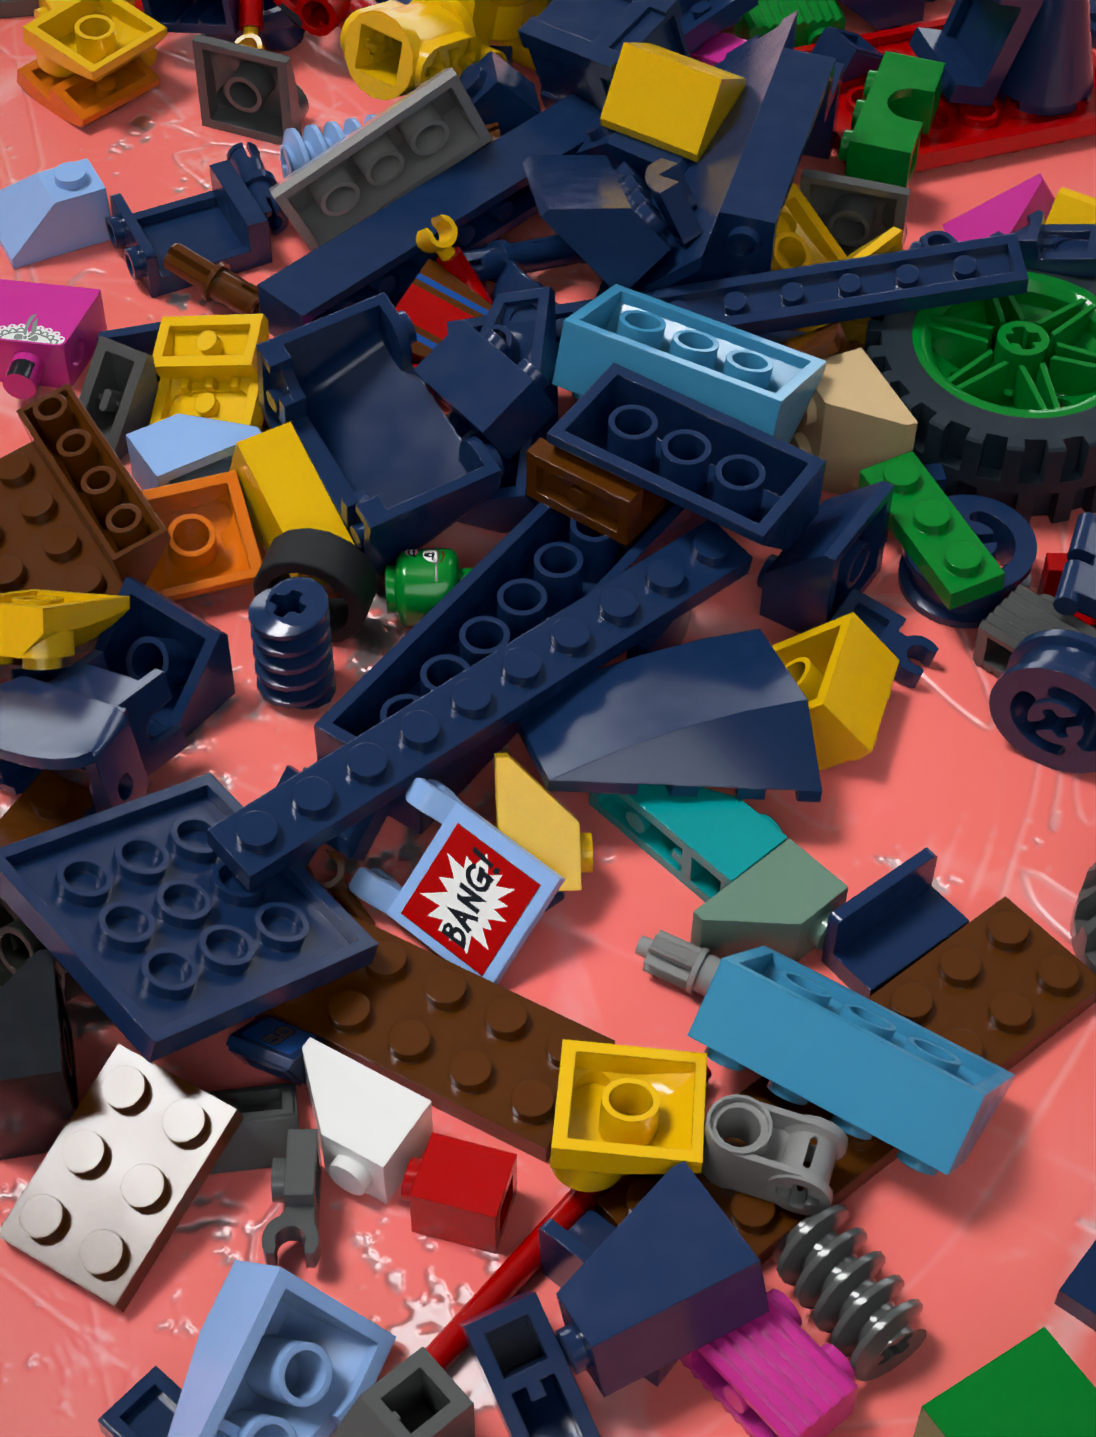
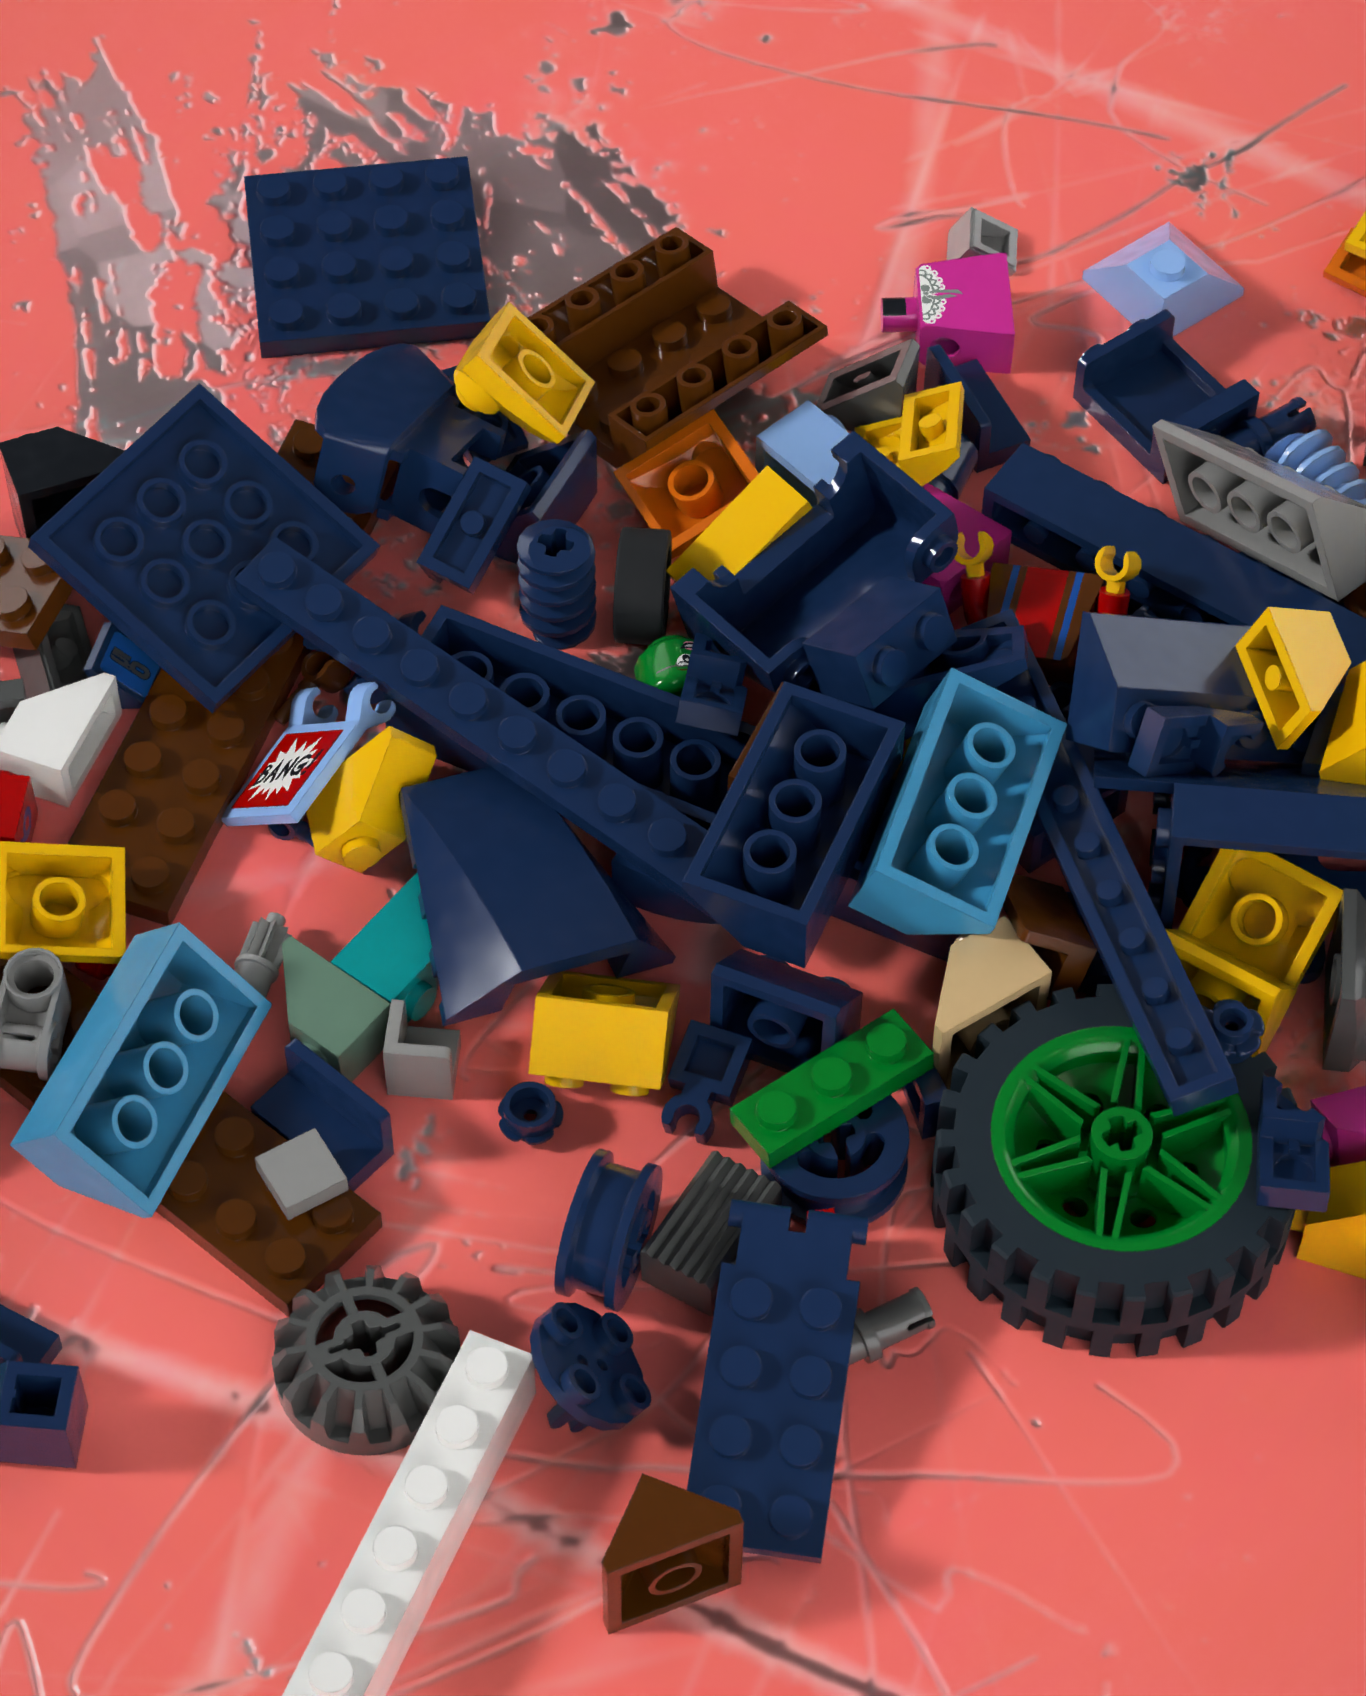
camera: 80 degrees right, 5 degrees up
(208, 701) = (473, 525): none -> dark blue panel
(214, 280) = (1086, 427): reddish brown axle -> none
(486, 535) = (712, 689): none -> dark blue slope
(609, 137) = (1293, 667): none -> yellow slope
(831, 839) = (419, 1058): none -> light grey panel
(901, 759) = (530, 1099): none -> dark blue plate
(977, 938) = (301, 1173): none -> light grey tile

